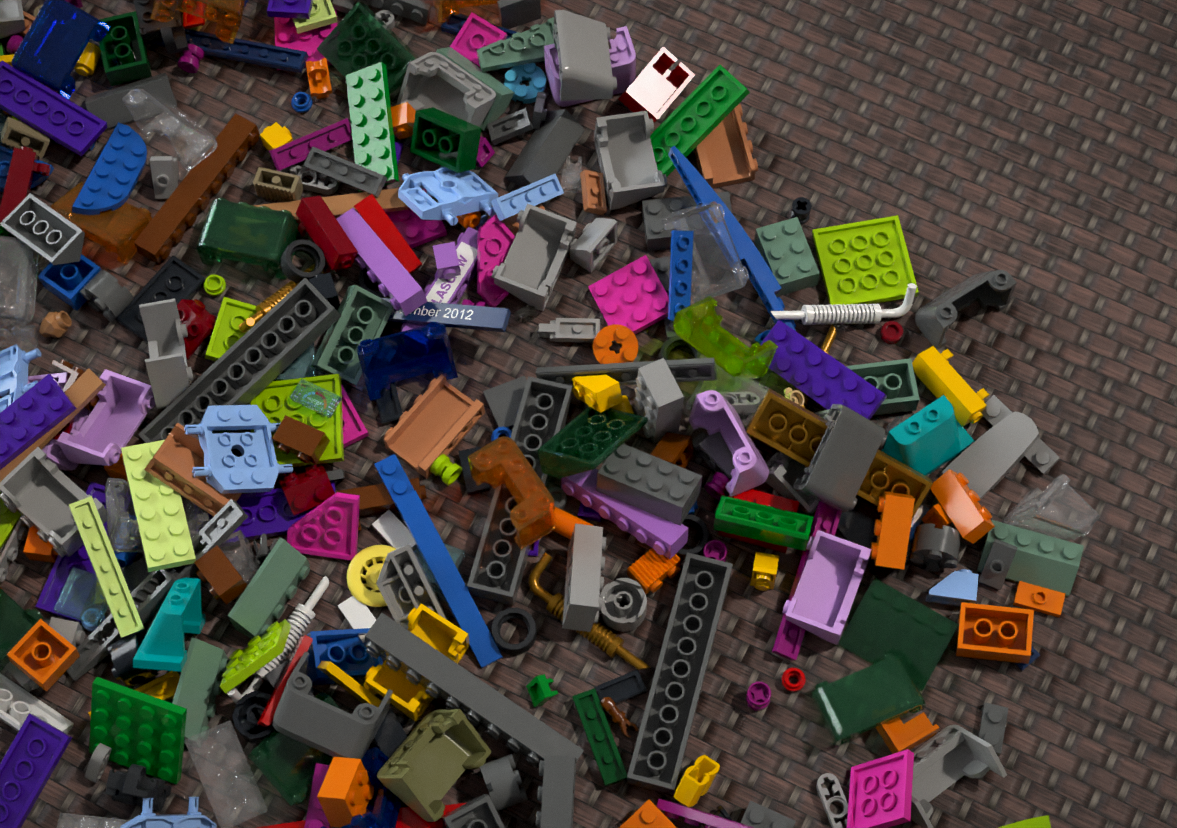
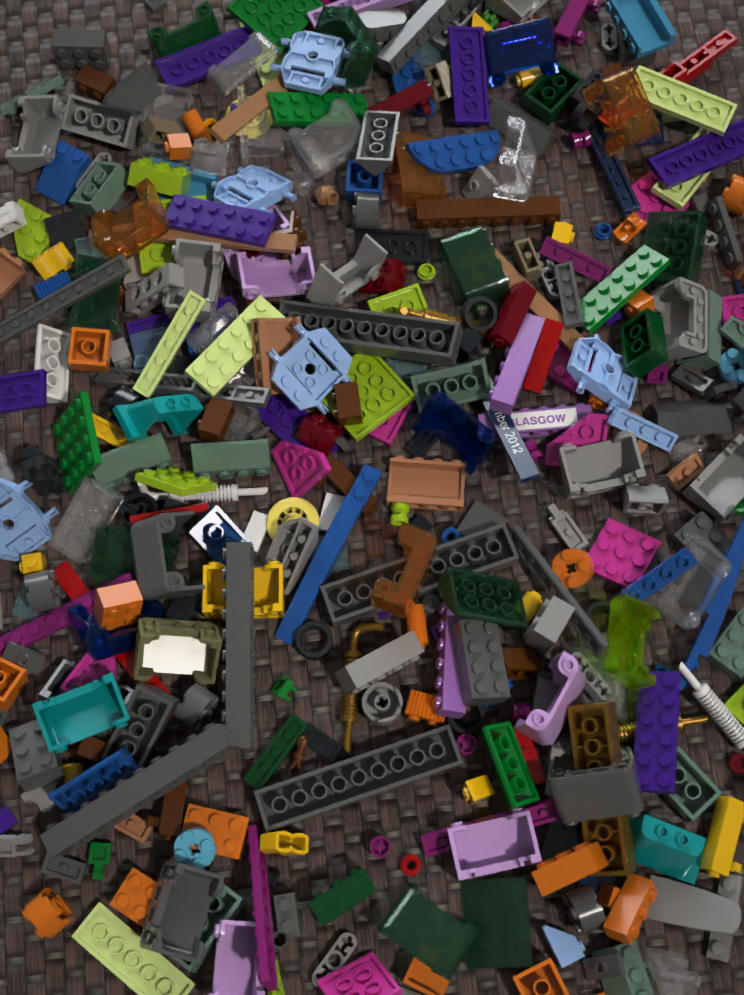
camera: 55 degrees right, 5 degrees up
(27, 549) = (151, 289): none -> light grey brick
(98, 763) = (46, 434): light grey beam -> none
(315, 398) = (386, 392): clear light blue tile -> none
(348, 683) = (198, 552): yellow tile -> none
(446, 260) = (551, 407): medium lavender brick -> none
(597, 391) = (528, 578): yellow slope -> none
(783, 757) = (342, 896): none -> dark green brick
(795, 396) = (628, 727): tan plate -> none

